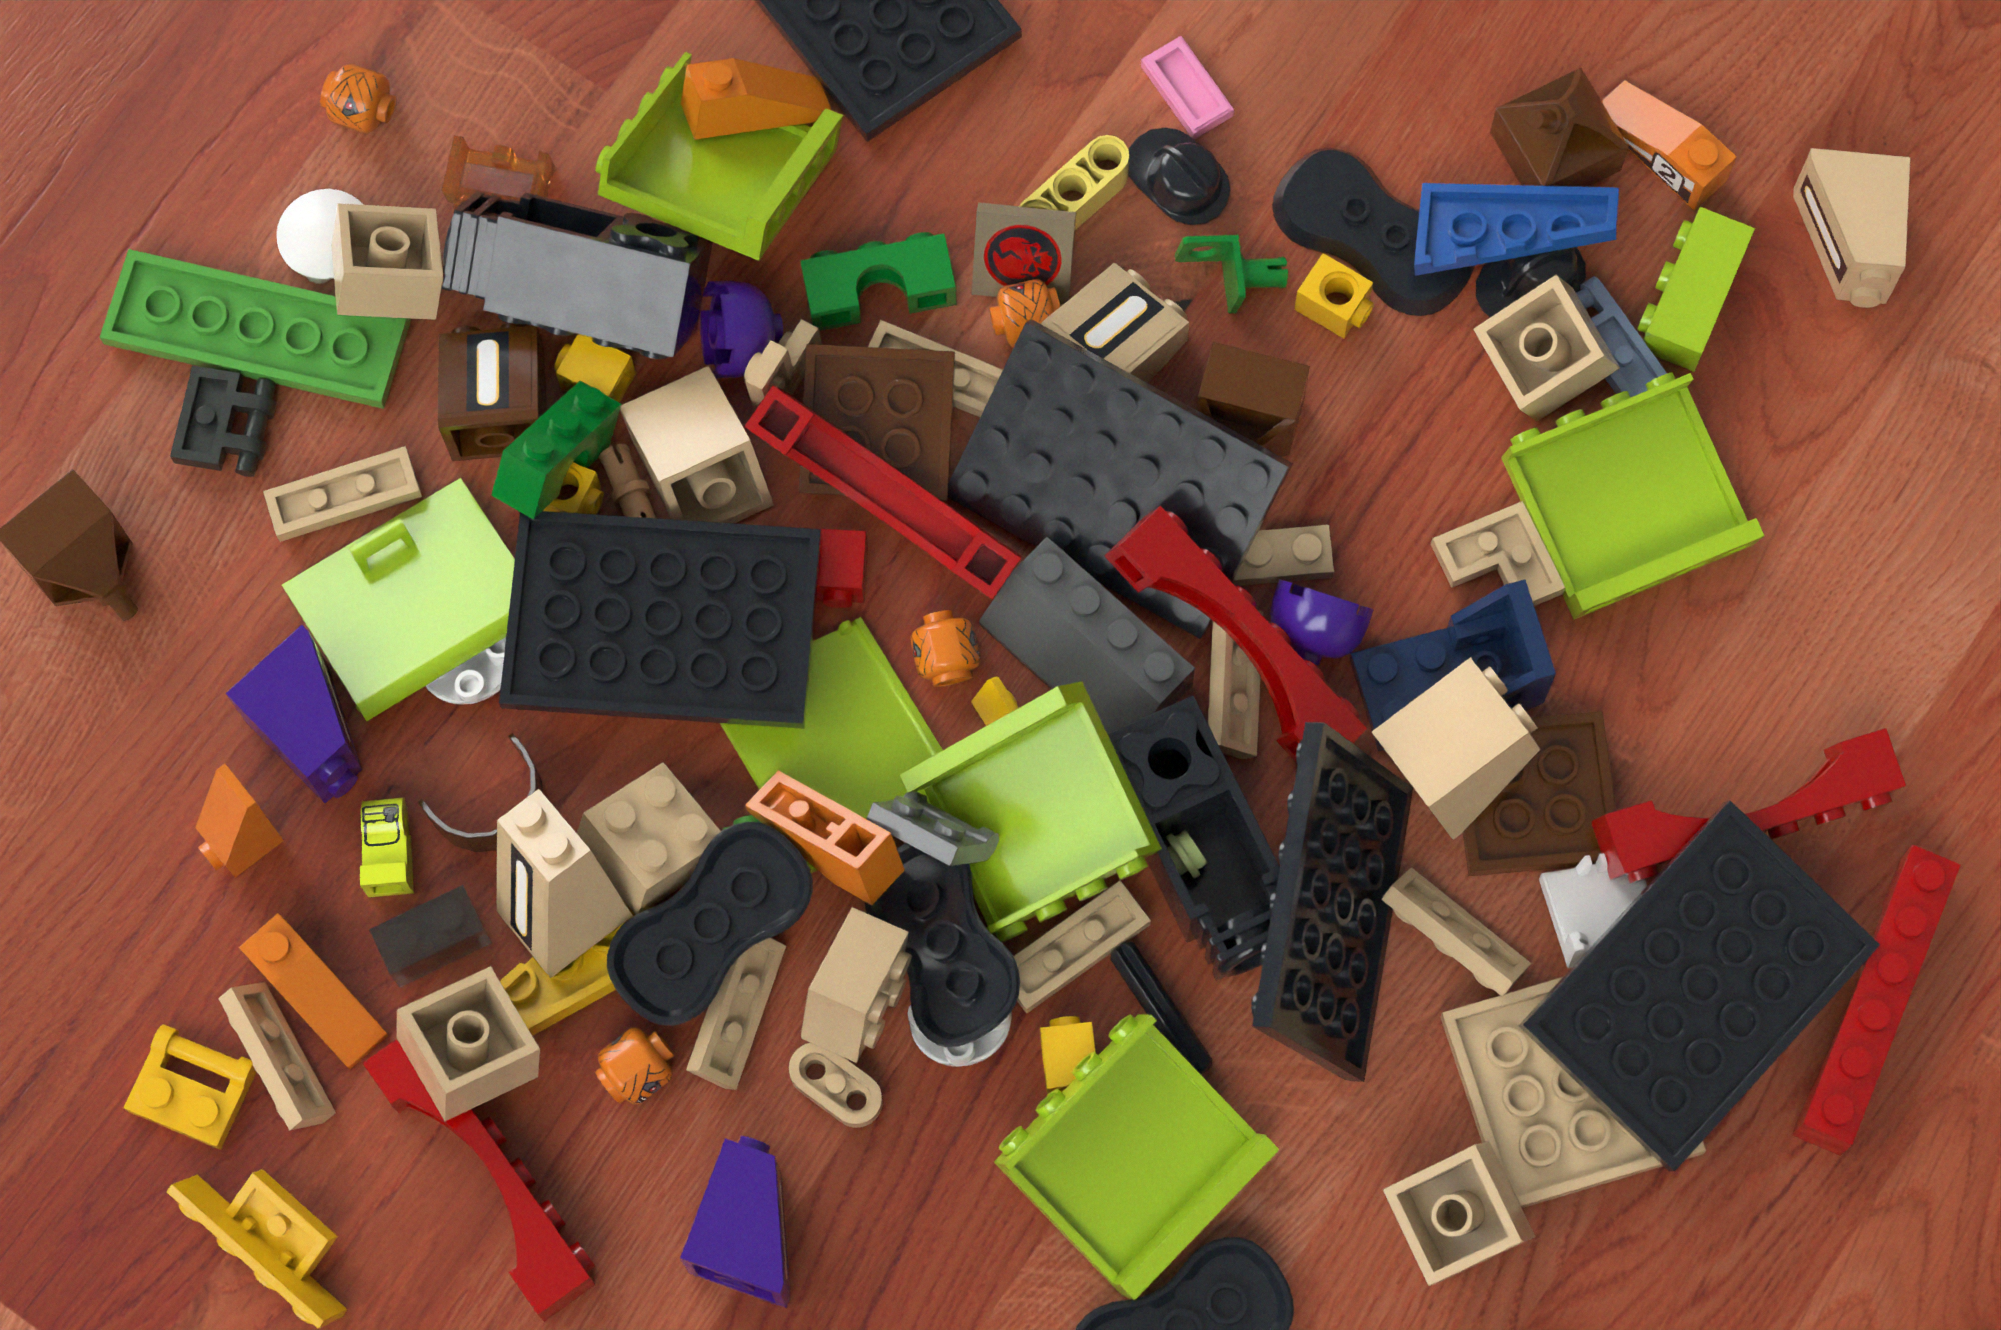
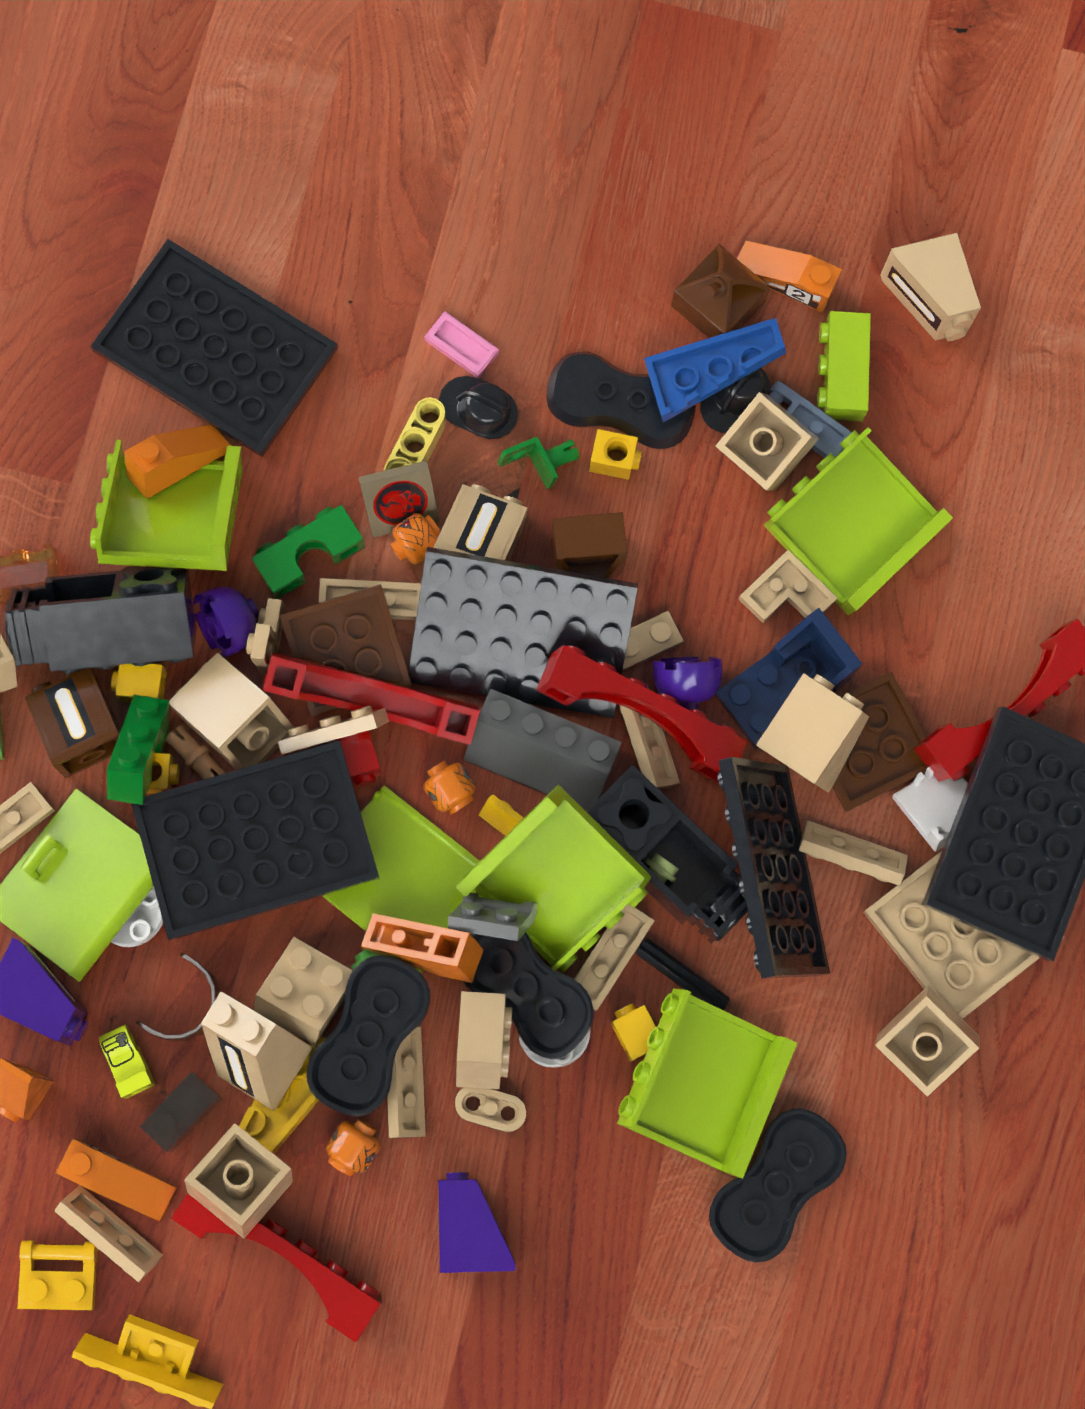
camera: 30 degrees left, 5 degrees up
(821, 514) = (332, 729): none -> tan plate

